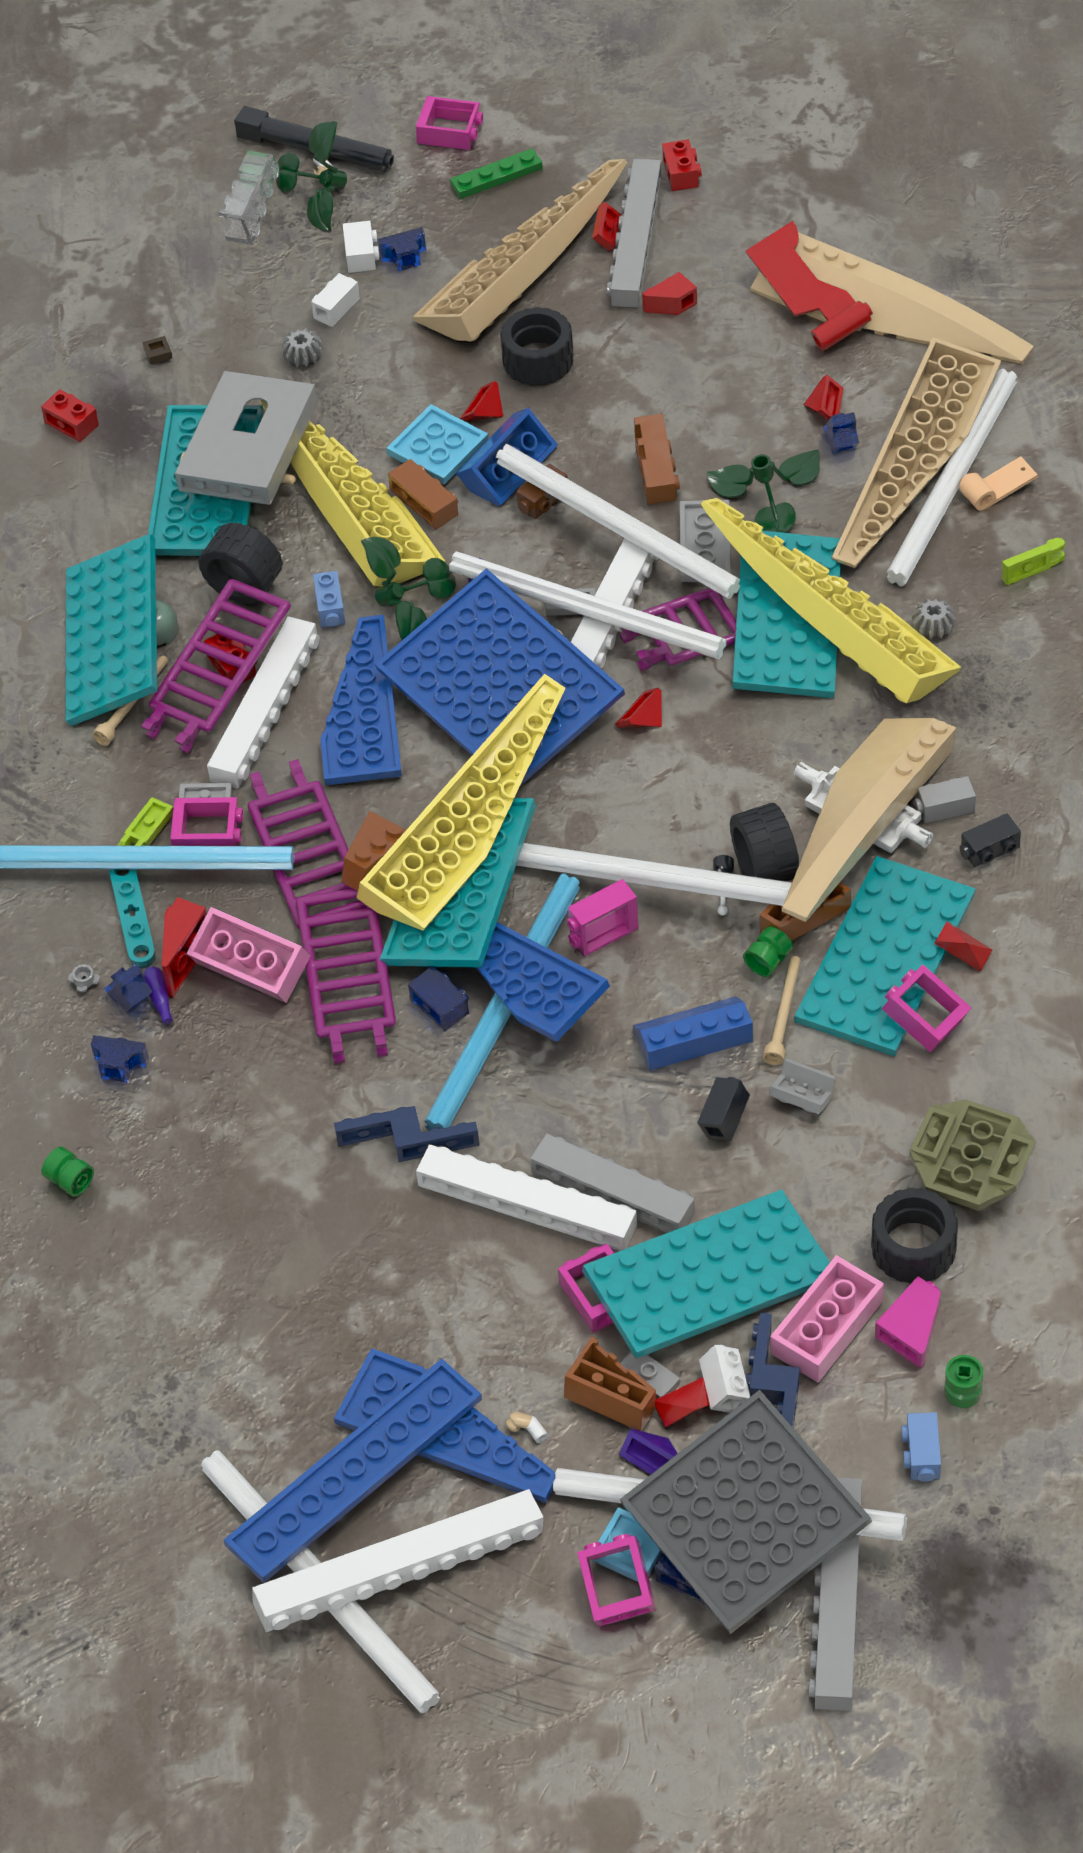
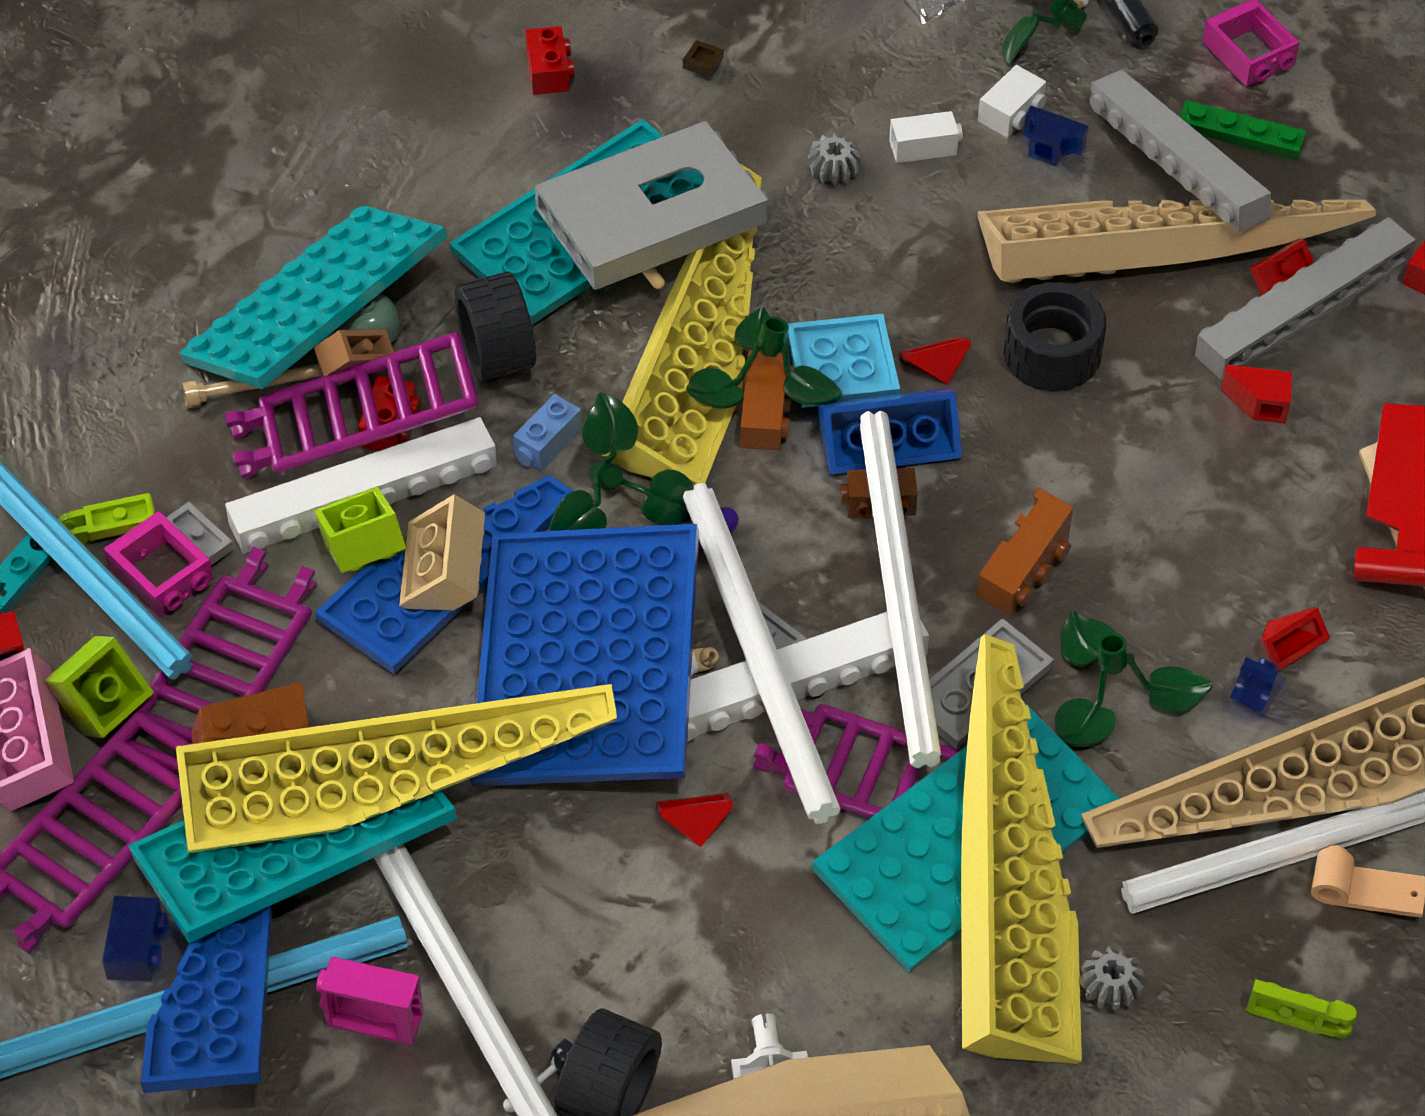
camera: 40 degrees right, 0 degrees up
(176, 638) = (351, 348): none -> medium nougat brick
(264, 899) = (98, 686): none -> lime brick
(298, 719) = (360, 530): none -> lime brick
(361, 696) = (443, 556): none -> tan slope
(380, 464) = (770, 337): none -> dark green plant
(488, 202) = (1181, 151): none -> light grey brick

